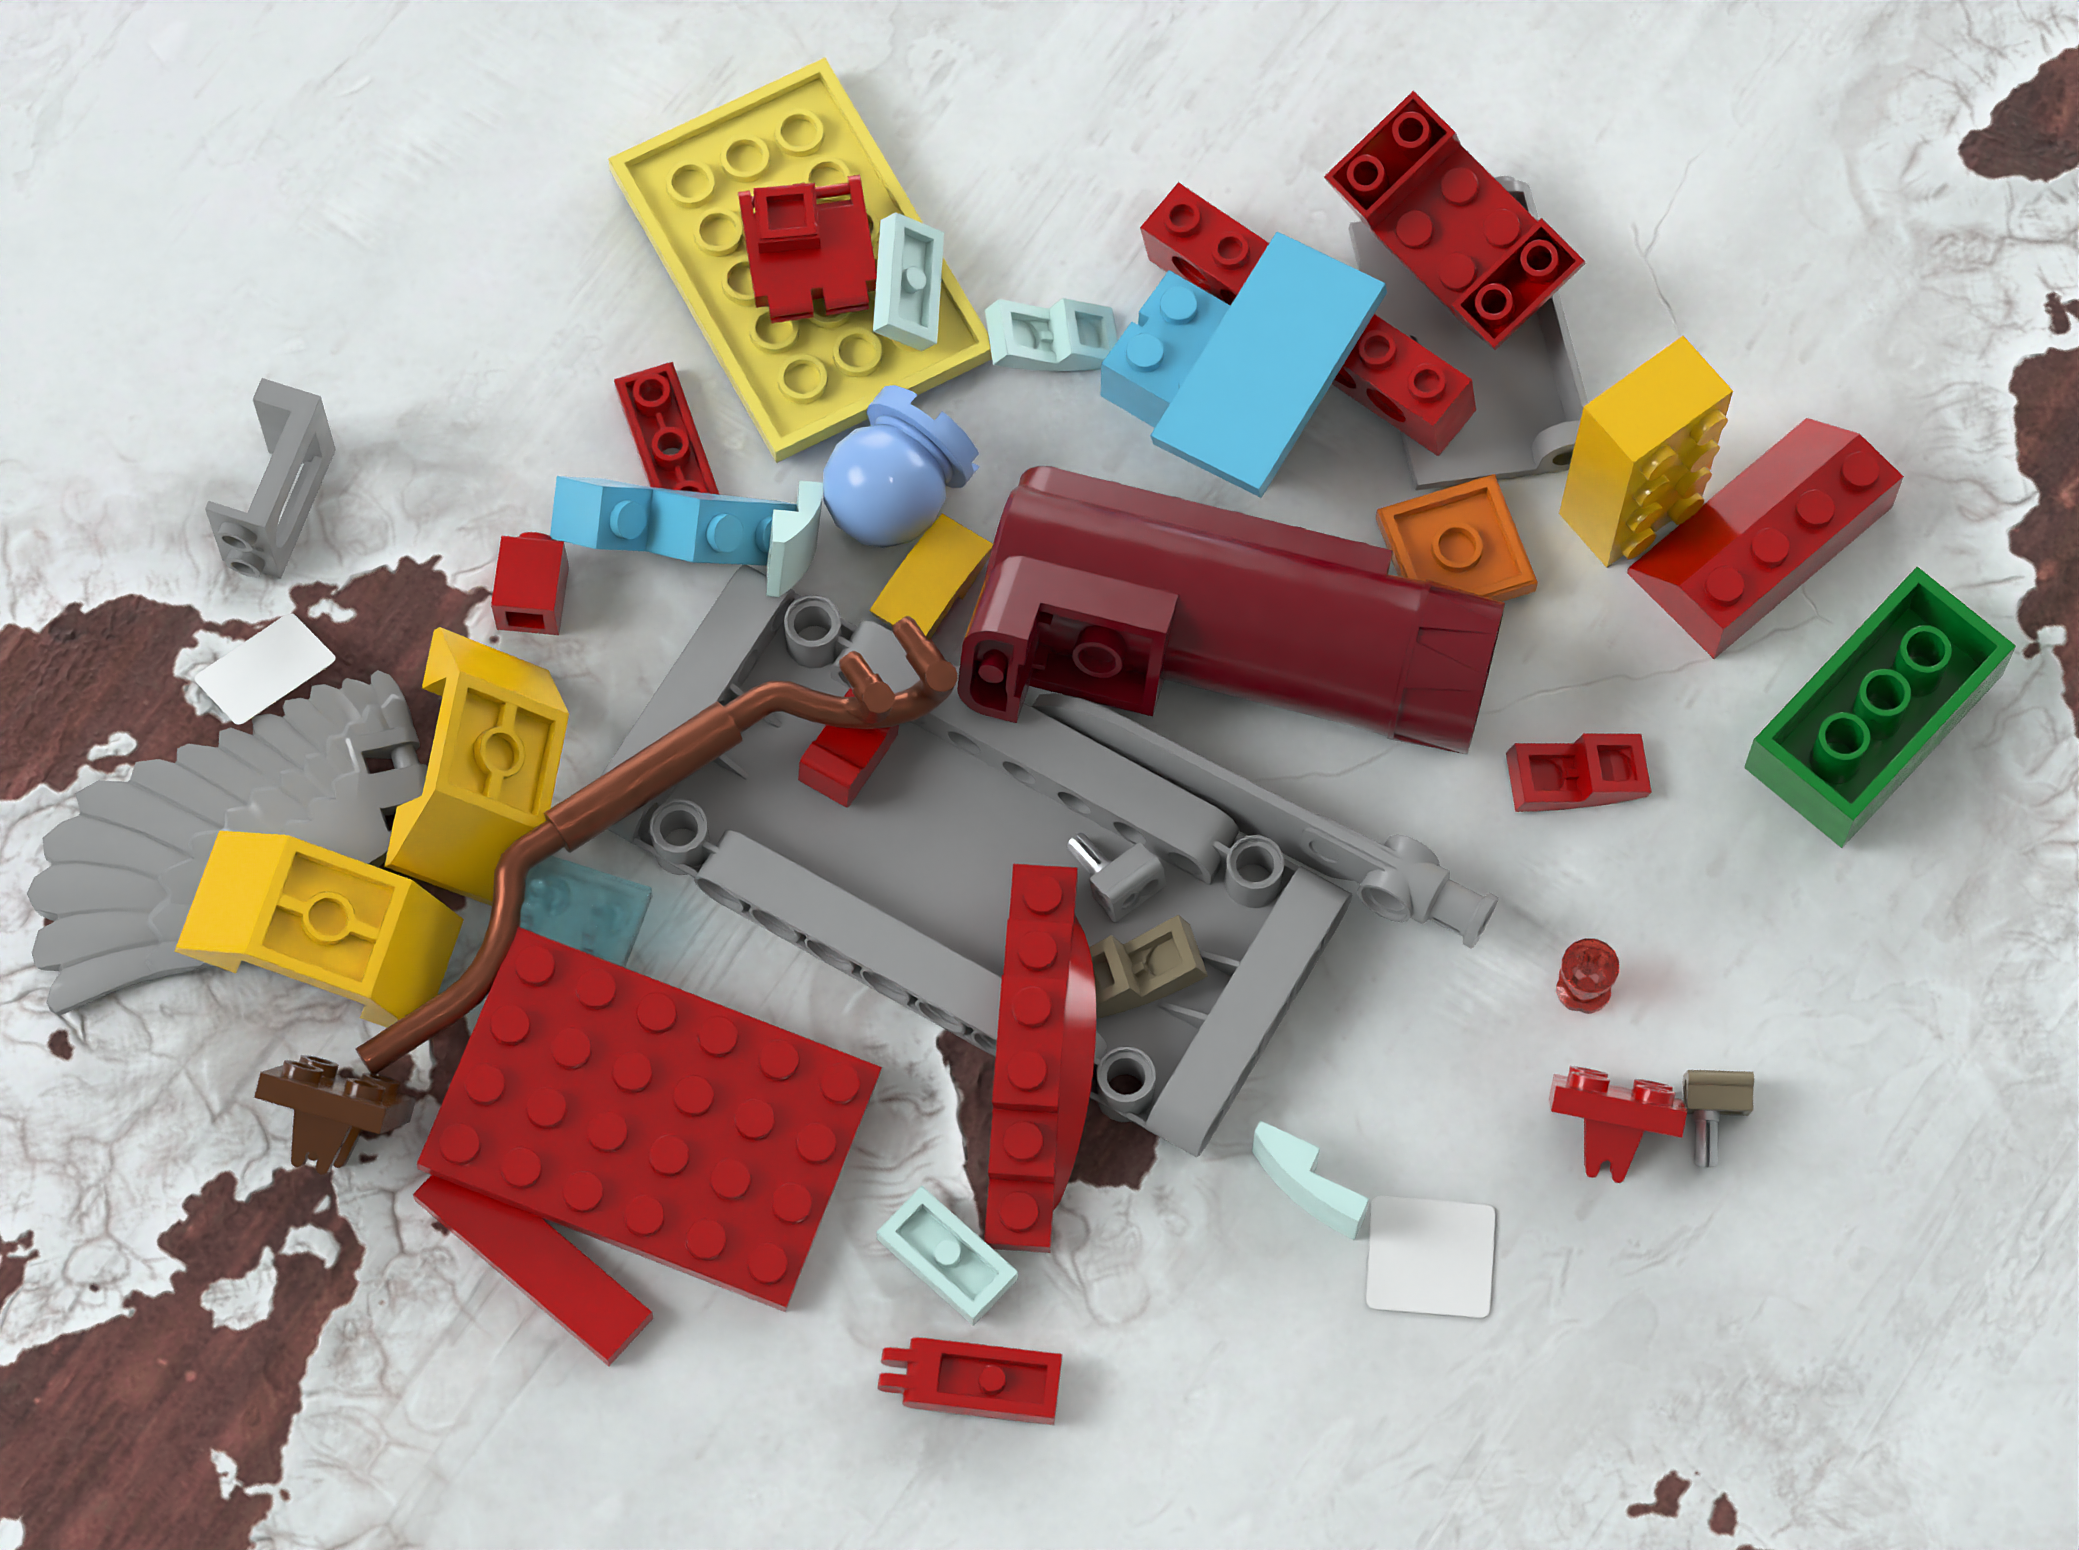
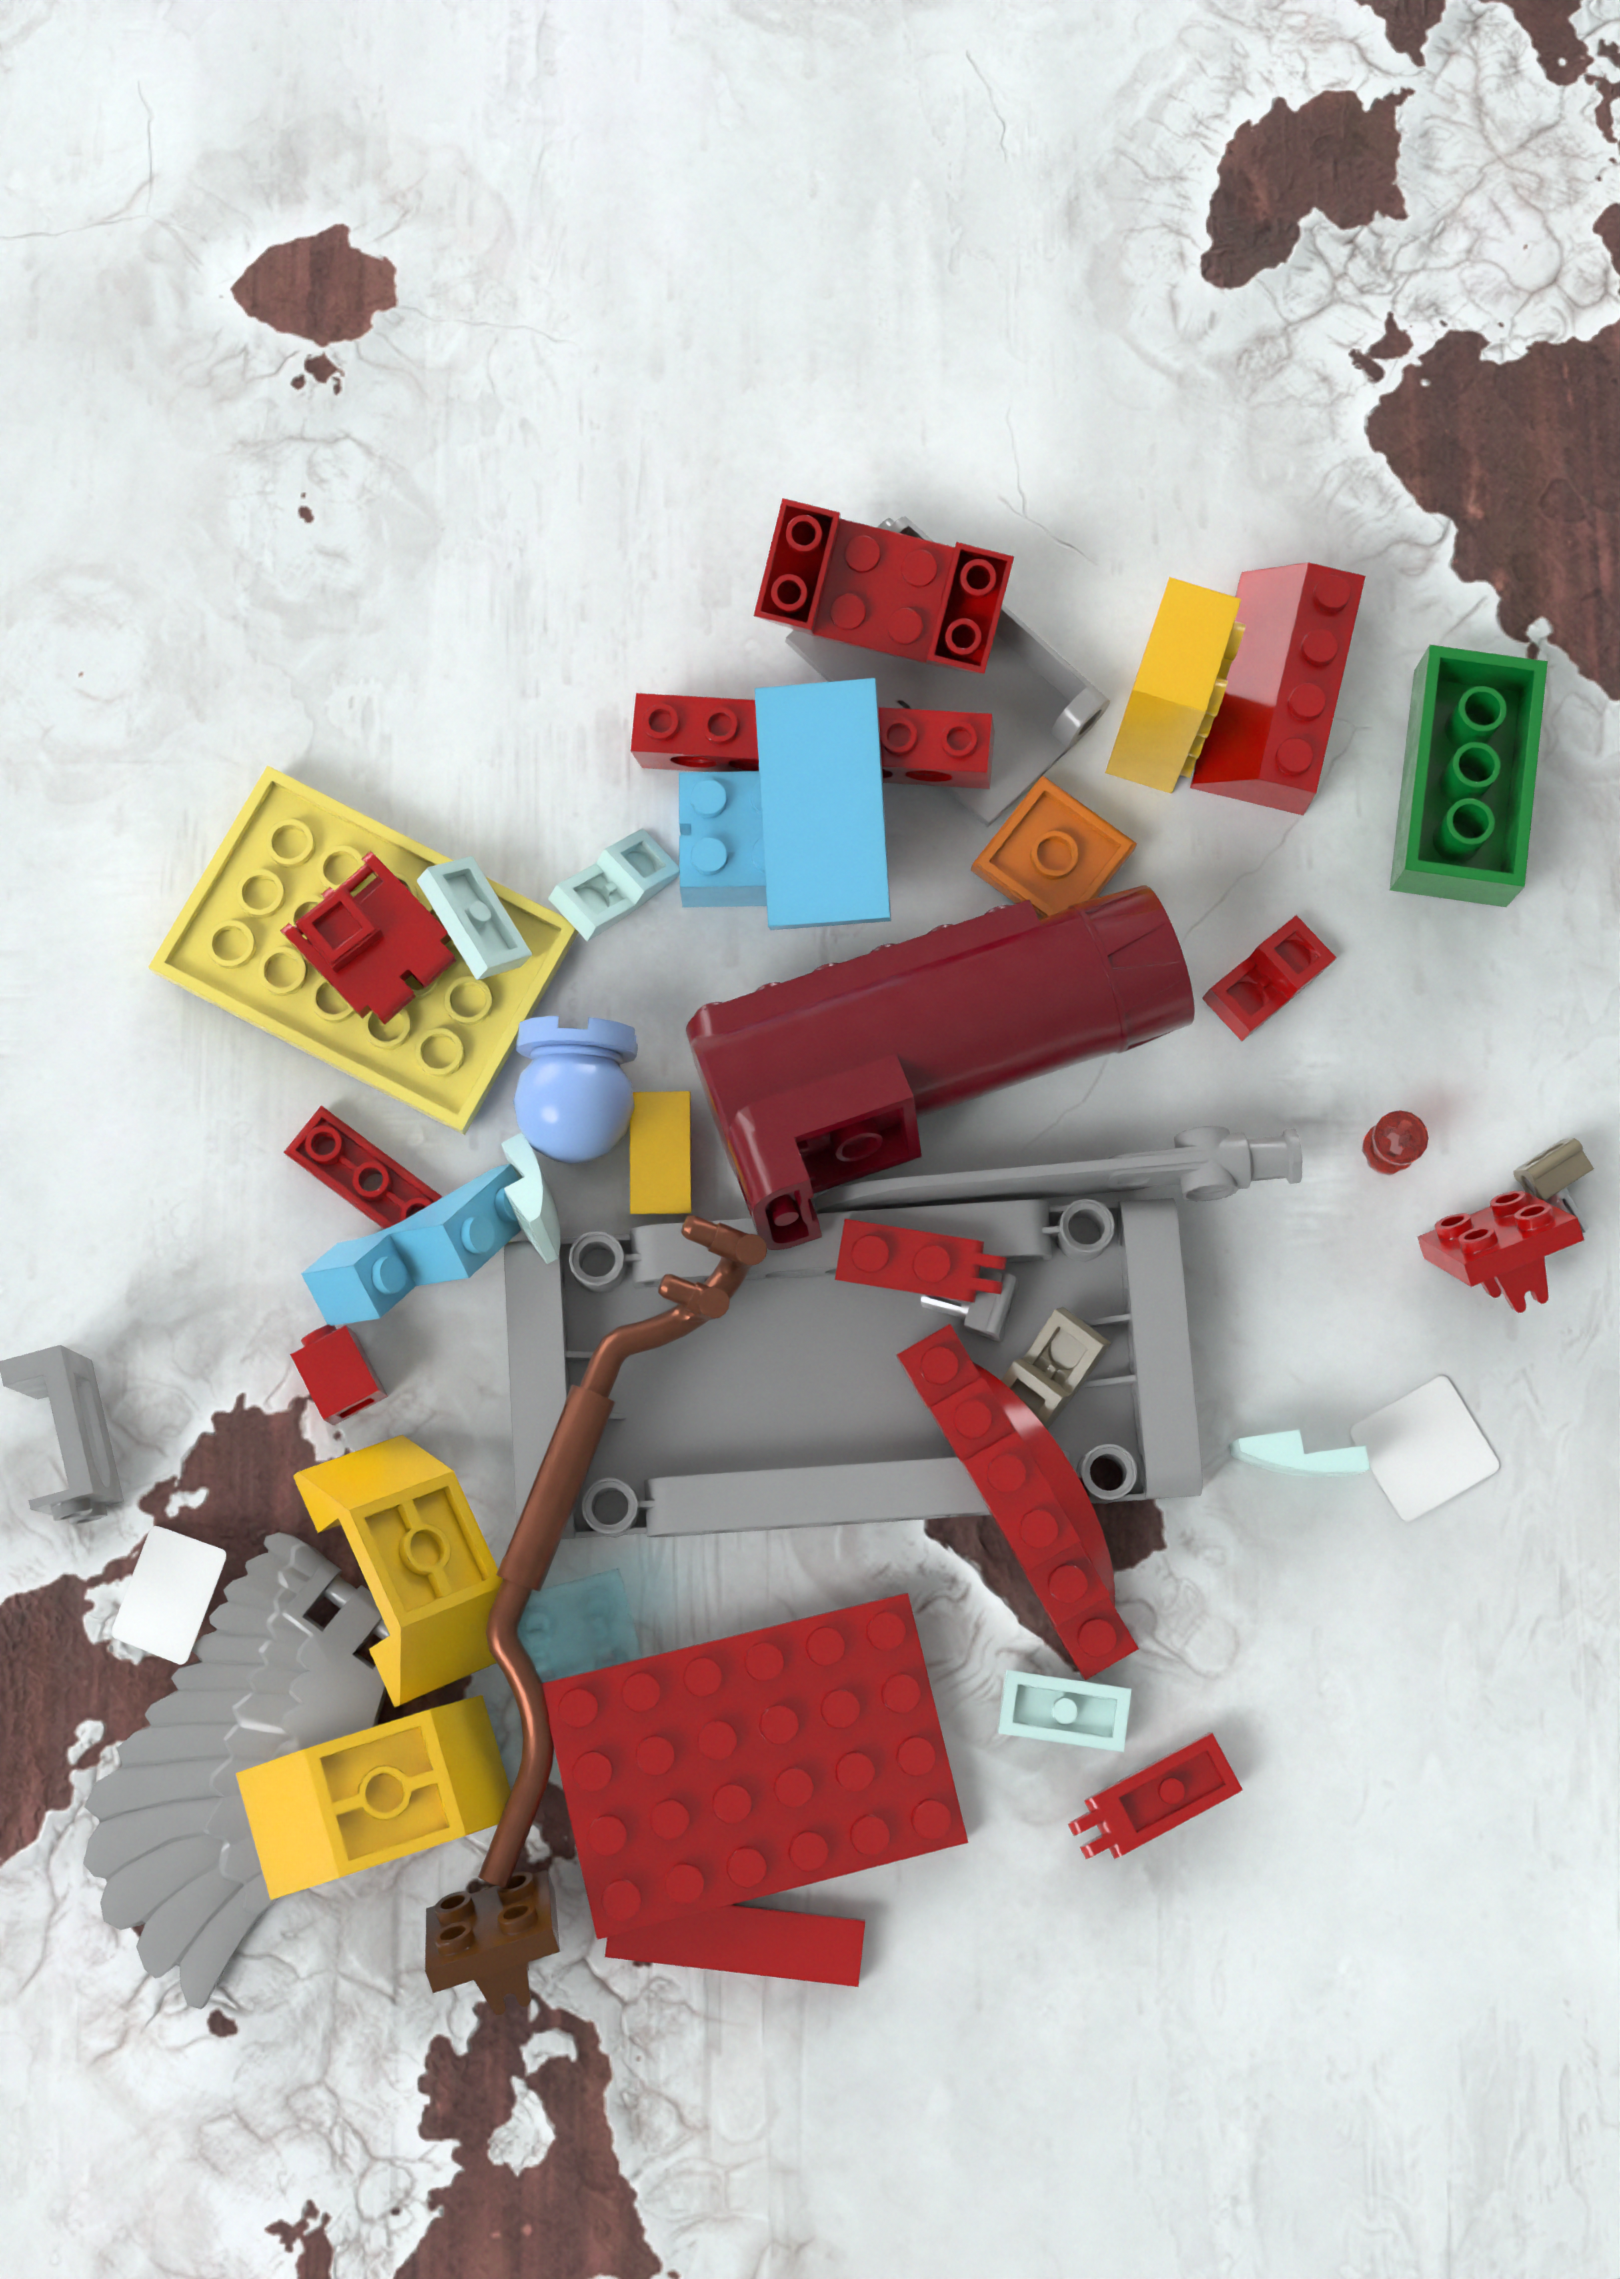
camera: 35 degrees left, 10 degrees up
(844, 759) = (697, 1359): red piece -> none
(1082, 793) = (915, 1261): none -> red hinge

